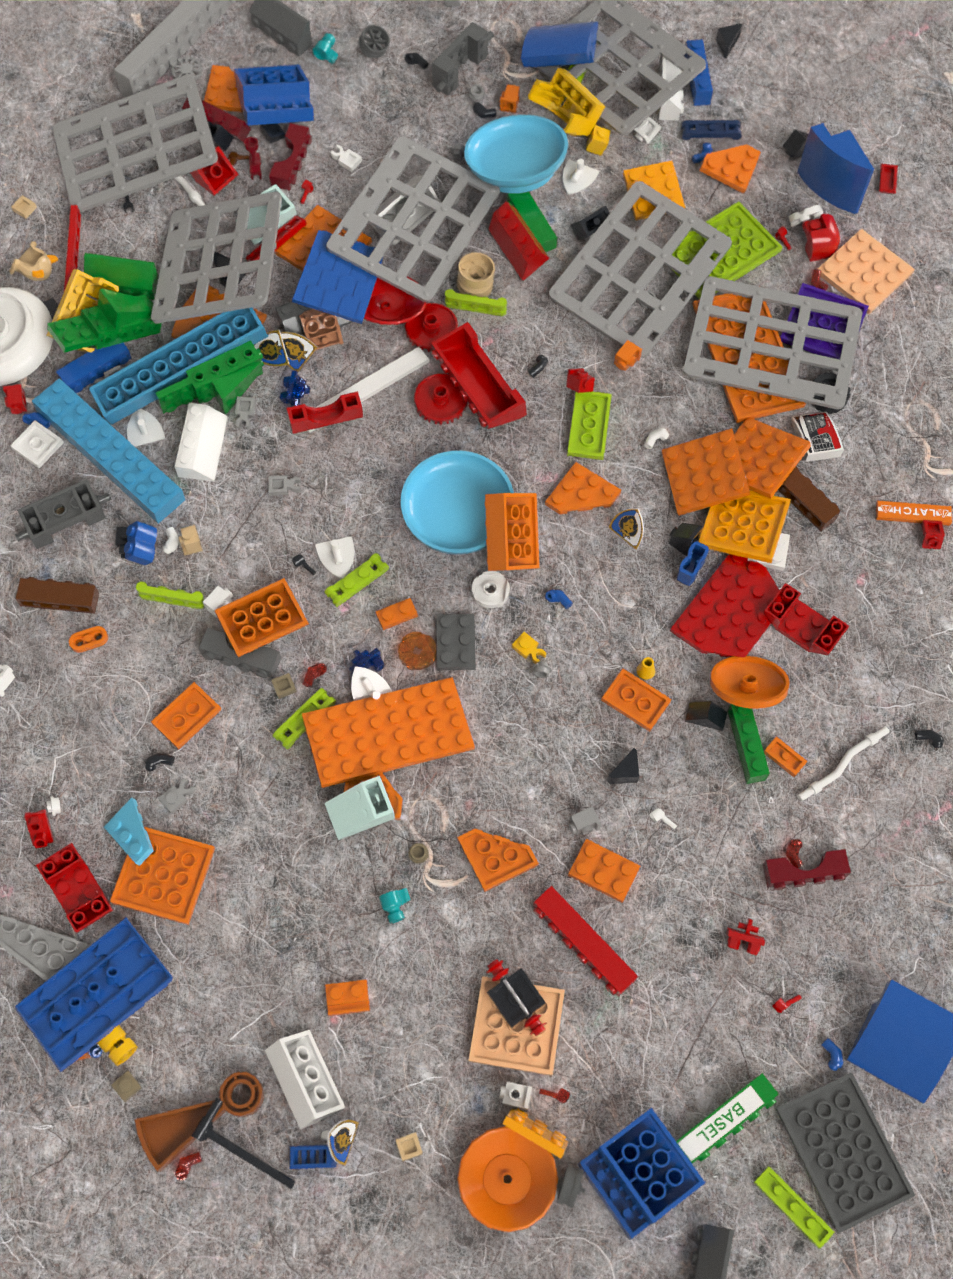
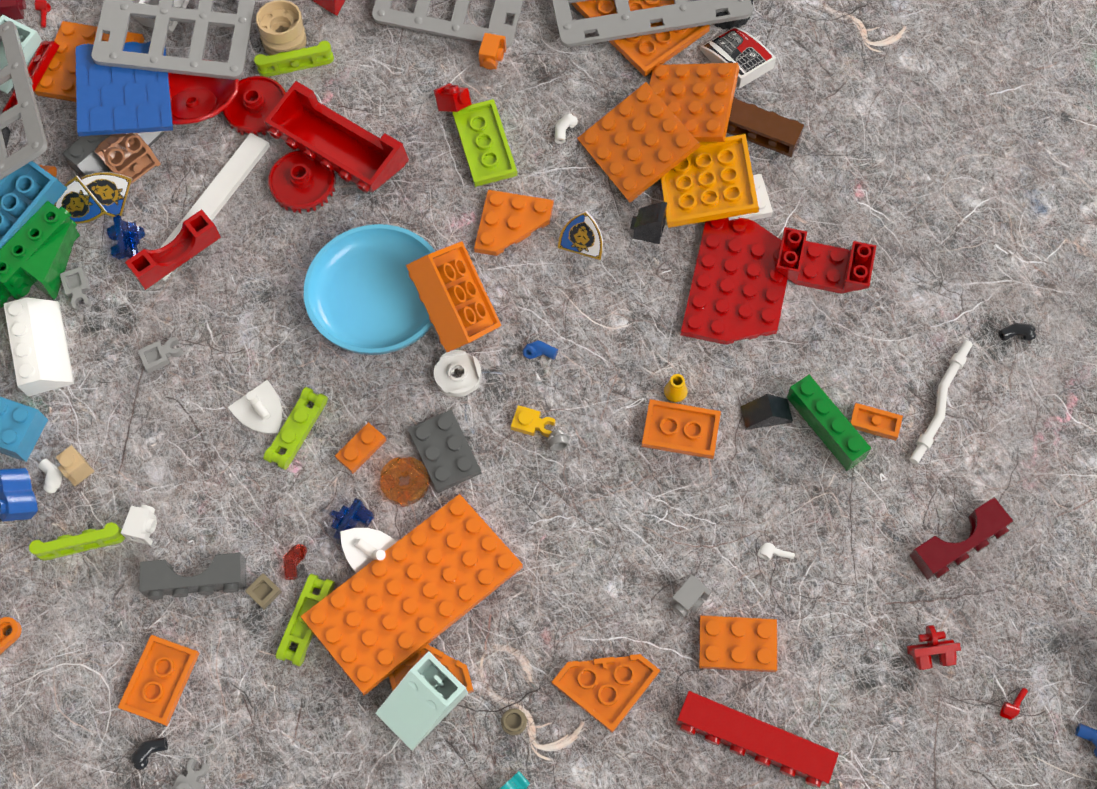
camera: 20 degrees left, 0 degrees up
(261, 617) = (200, 522): orange slope -> none
(299, 560) = (217, 434): black hand -> none
(542, 361) = (399, 98): black arm -> none
(626, 771) = (710, 514): black slope -> none
(692, 563) = (671, 248): blue brick -> none
(749, 682) = (799, 354): orange dish -> none
(792, 852) = (936, 525): clear red arm -> none
(913, 512) = (879, 96): orange tile -> none
(933, 534) = (912, 110): red bracket -> none

